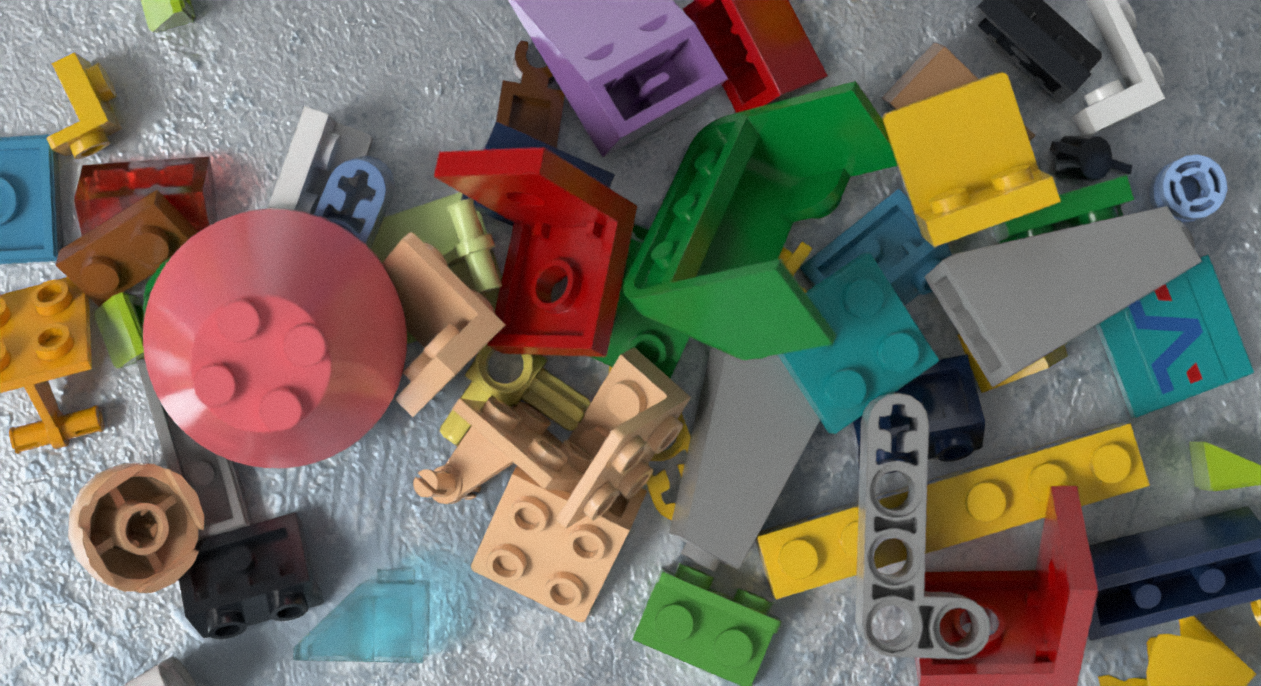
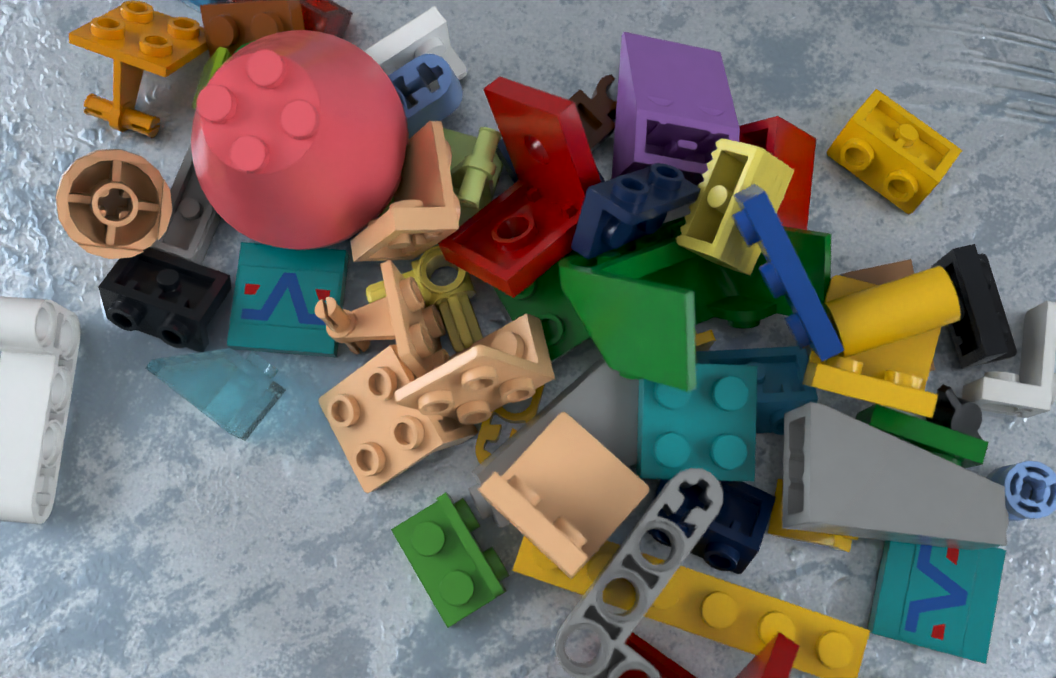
camera: 40 degrees right, 10 degrees down
(366, 497) = (278, 299): none -> teal tile
(654, 189) = (629, 208): none -> dark blue bracket
(747, 115) = (710, 224): none -> light yellow brick
(779, 499) = (566, 494): none -> light nougat bracket
(839, 158) = (785, 273): none -> blue plate
(959, 118) = (894, 310): none -> yellow brick

